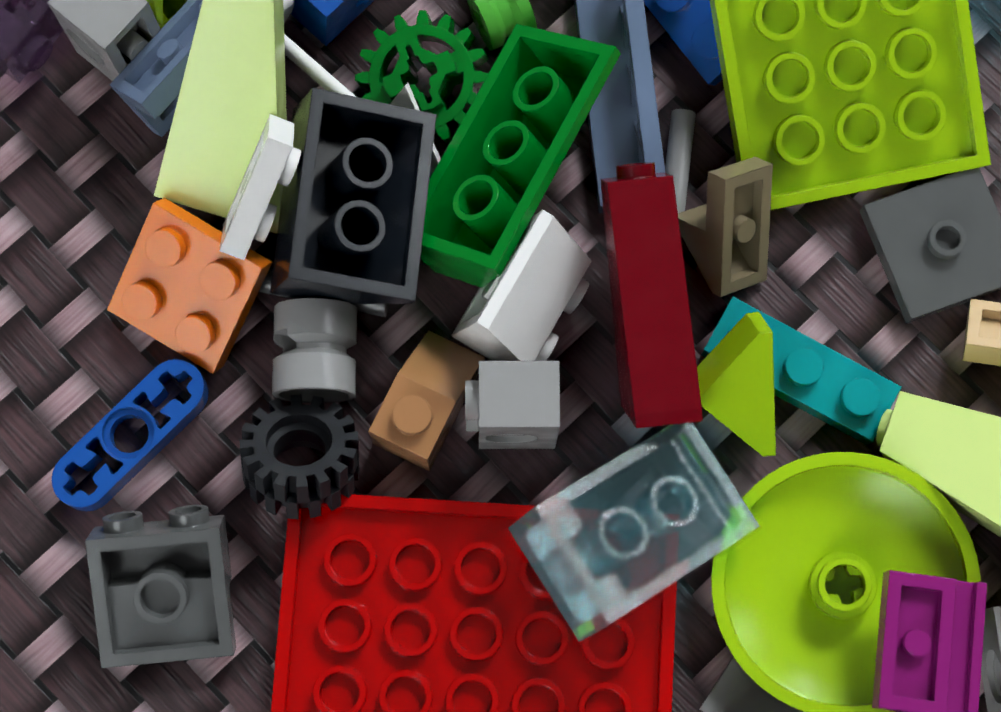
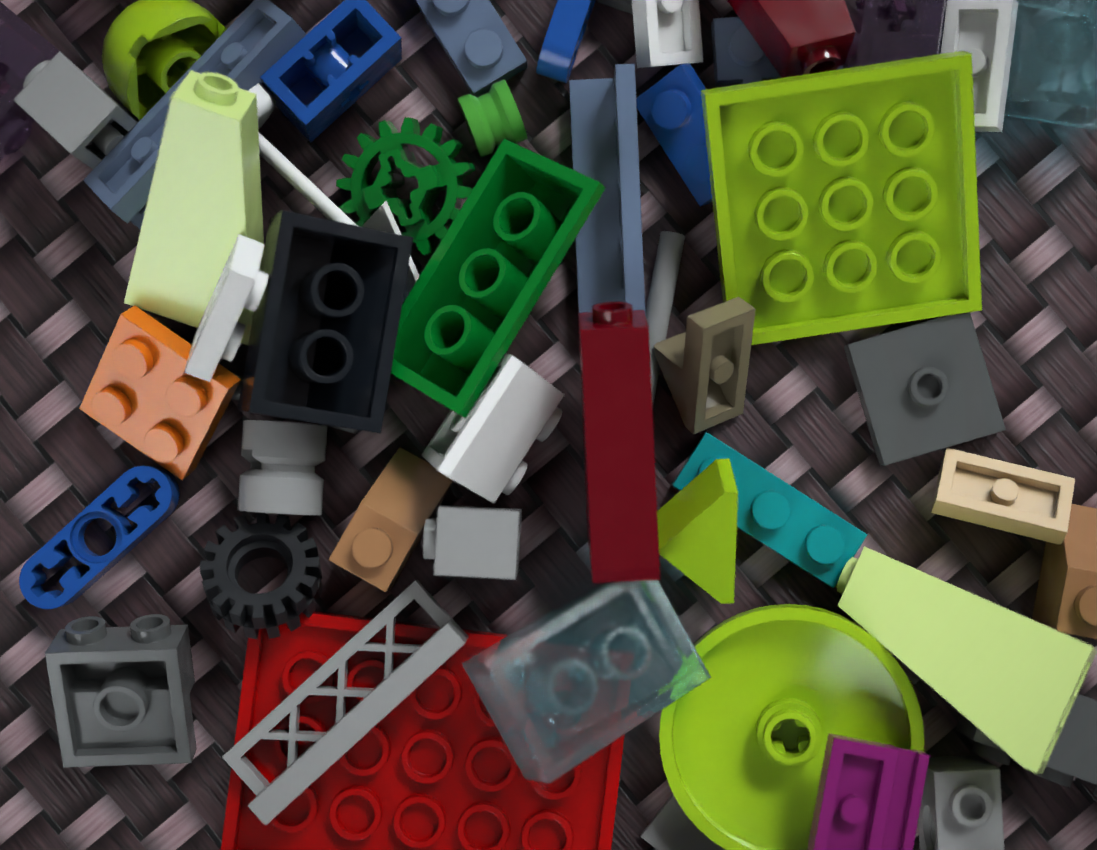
camera: 10 degrees right, 10 degrees up
(407, 590) = (352, 726): none -> light grey fence

